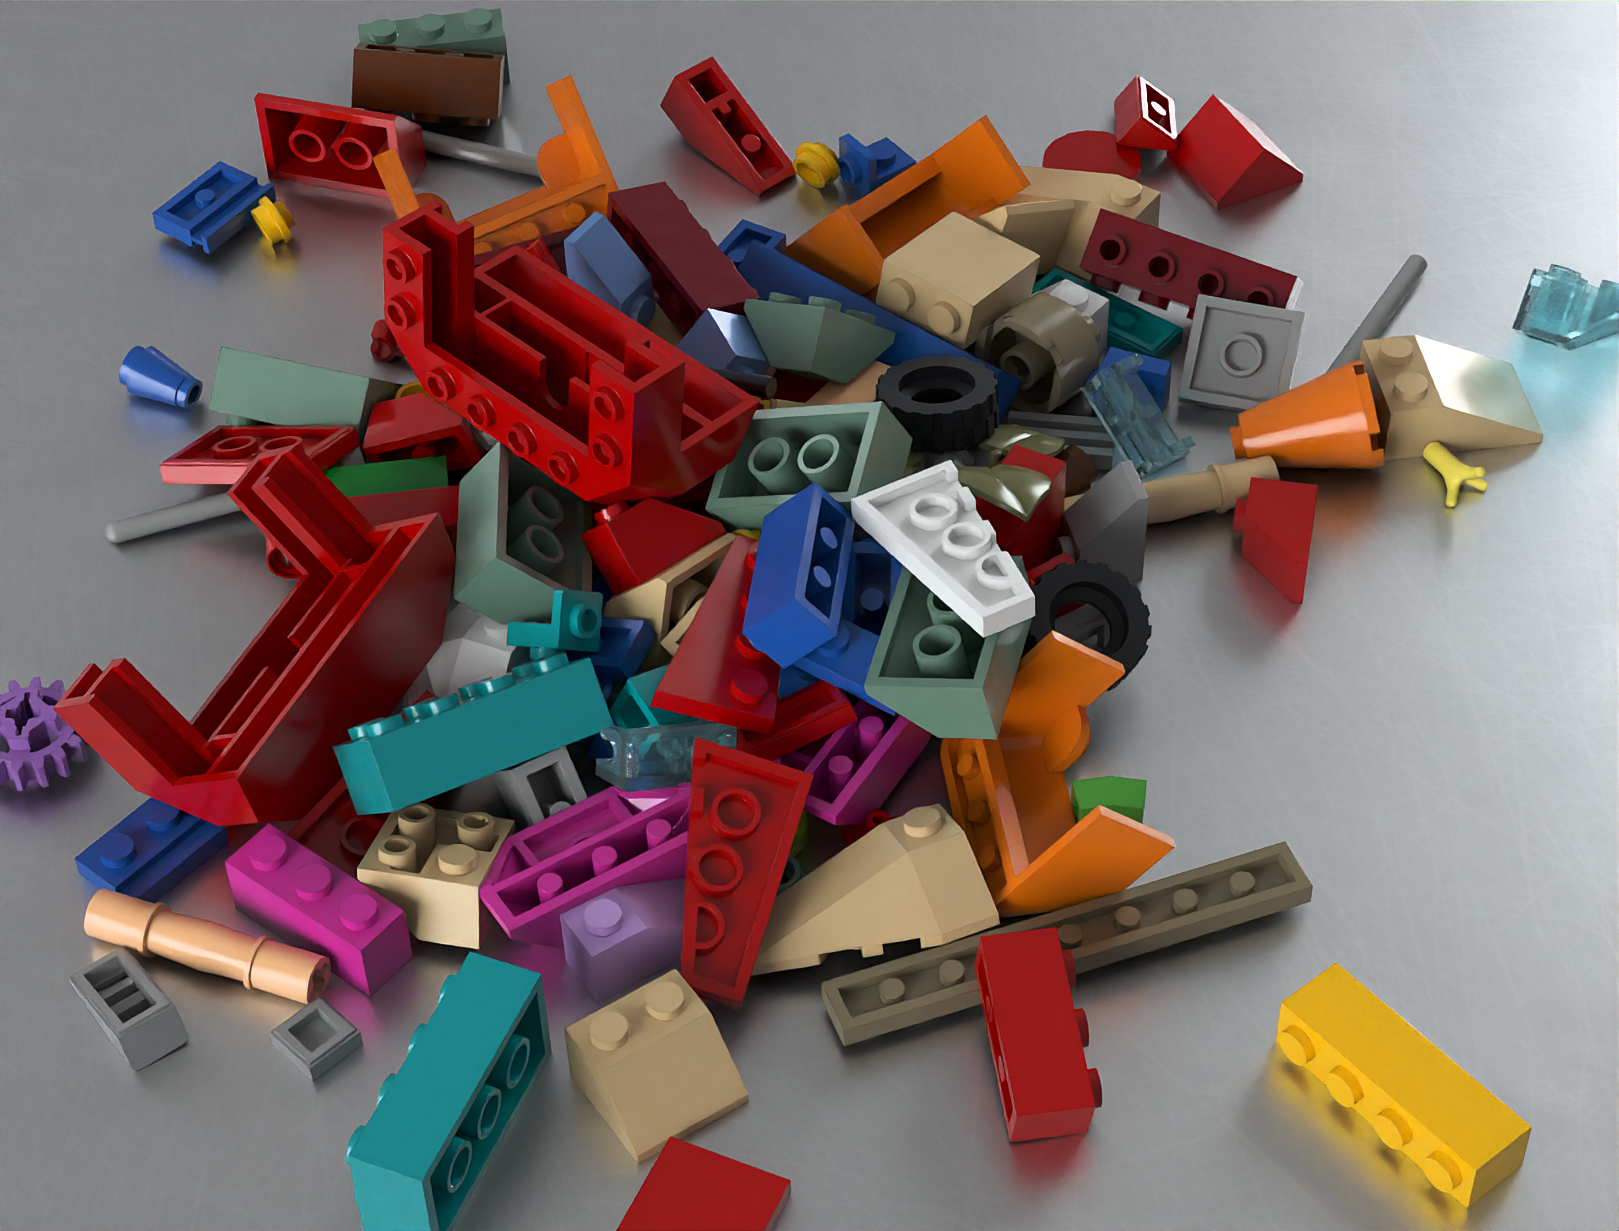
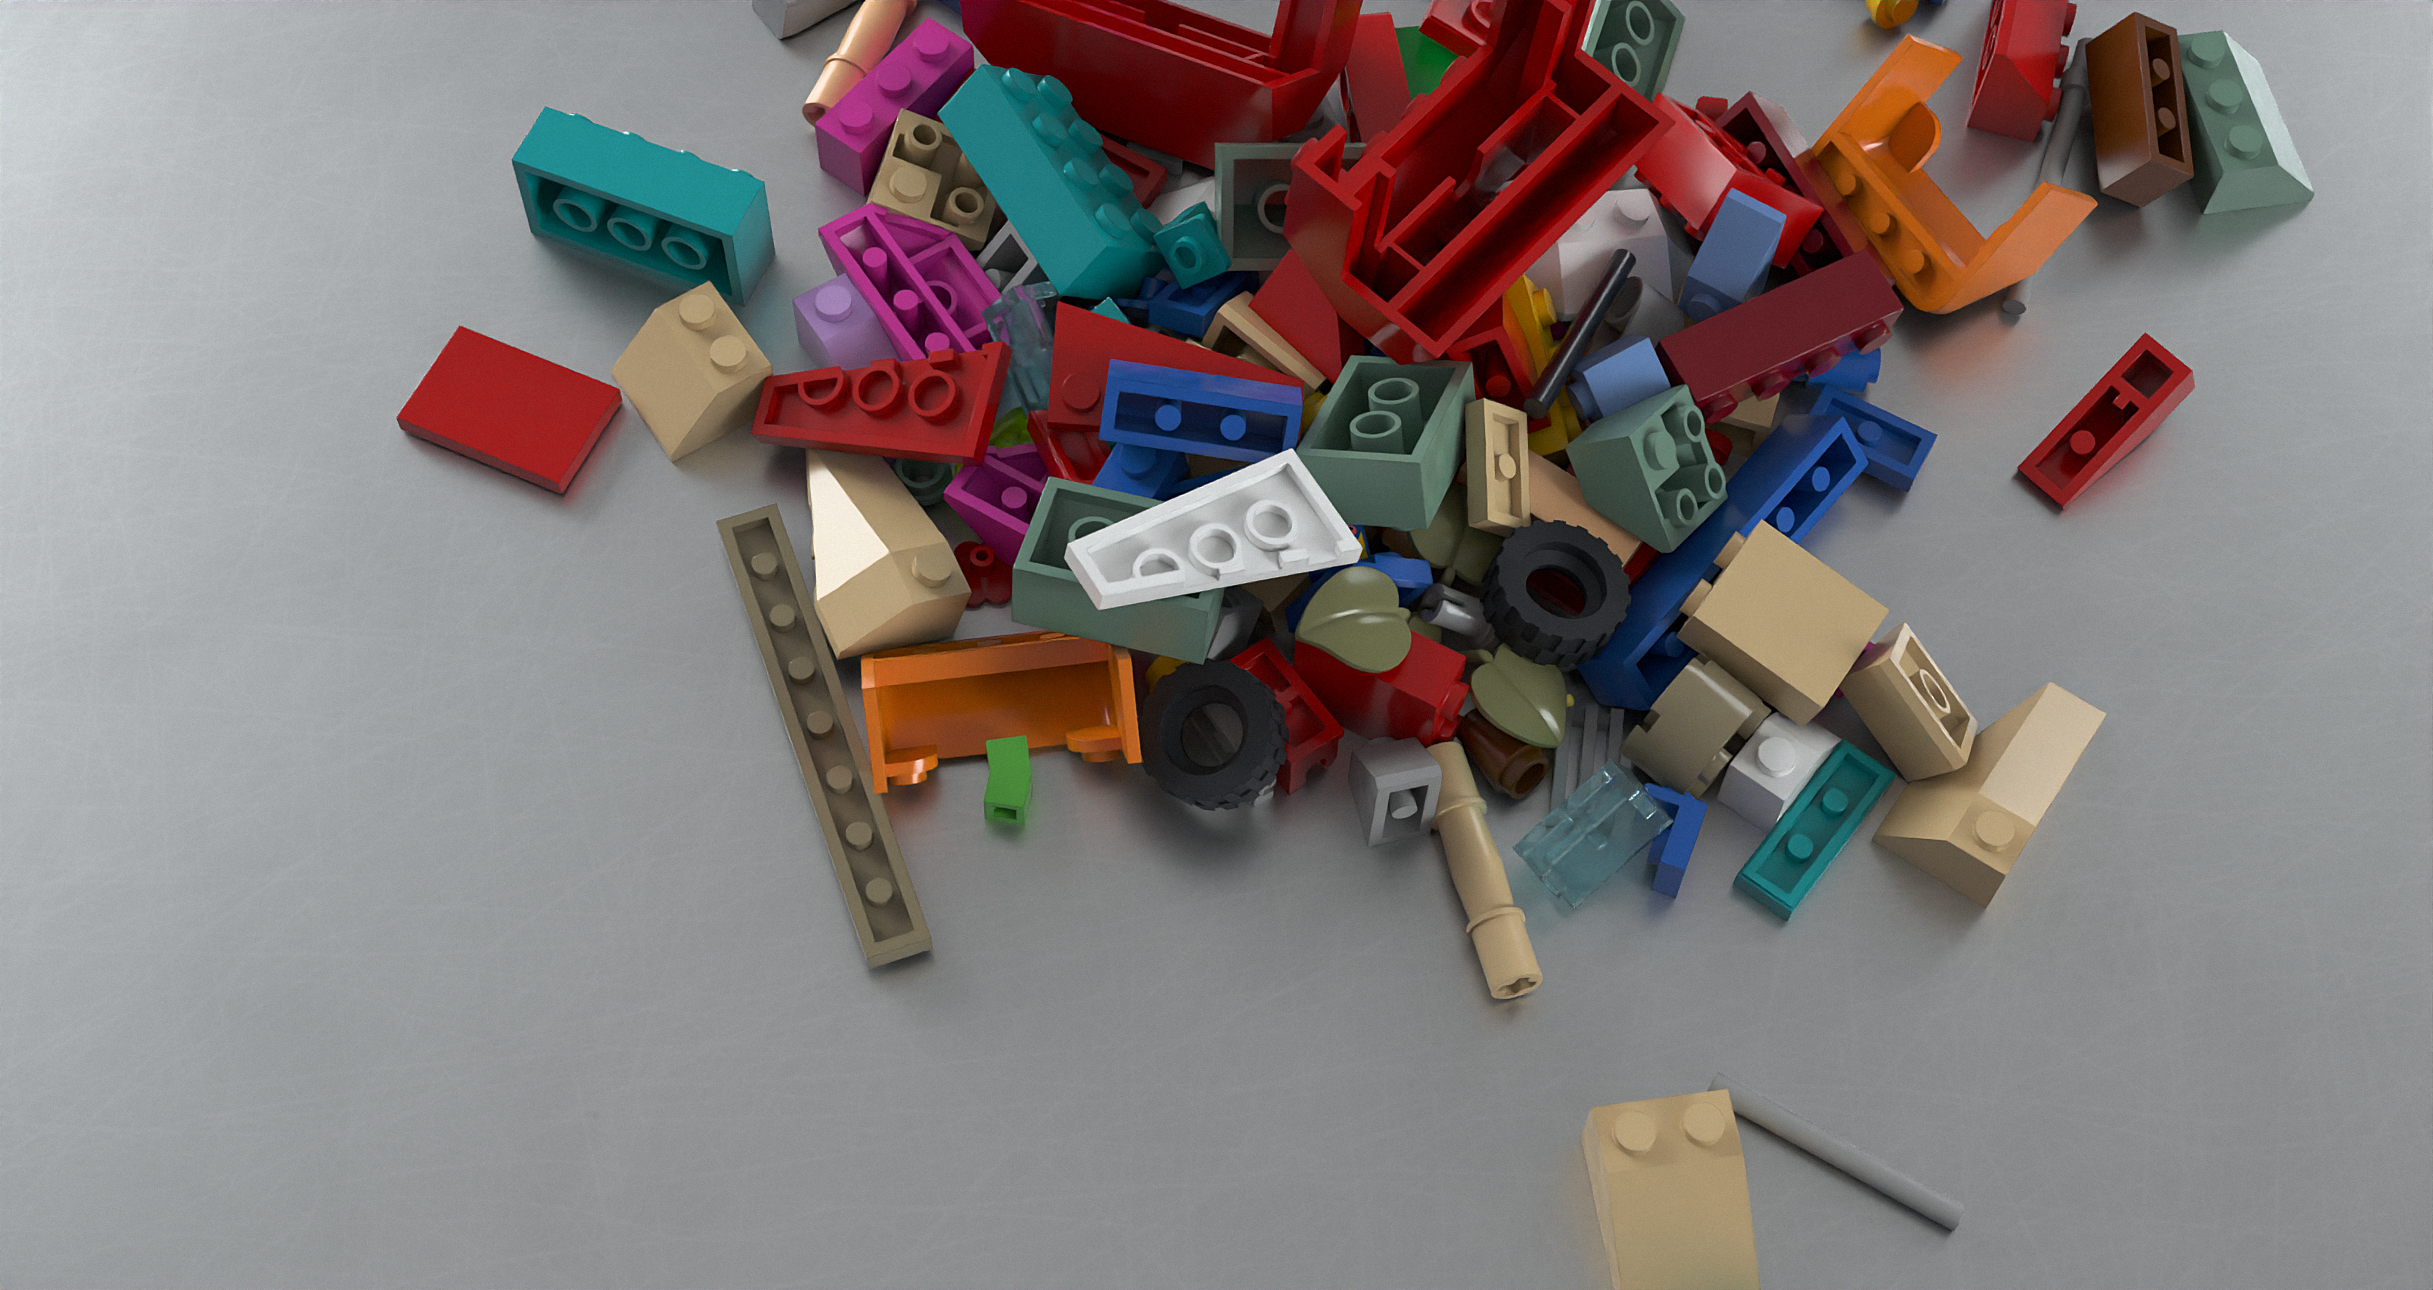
camera: 85 degrees right, 15 degrees up
(316, 1038) = (768, 127): light grey tile -> none
(816, 164) = (2062, 516): yellow plate -> none
(870, 165) = (2076, 584): blue bracket -> none
(962, 176) = (1939, 584): orange windscreen -> none
(1036, 1034) = (682, 675): red brick -> none
(1093, 153) = (2112, 833): red tile -> none
(1145, 117) = (2214, 901): red slope -> none
(1178, 268) = (1858, 910): dark red brick -> none
(1230, 156) = (2157, 1008): red slope -> none
(1239, 354) = (1714, 958): light grey plate -> none
(1278, 532) = (1413, 984): red slope -> none
(1315, 424) = (1591, 1037): orange cone -> none
(1402, 1085) = (603, 1018): yellow brick -> none
(1453, 471) = (1547, 1208): light yellow bar -> none

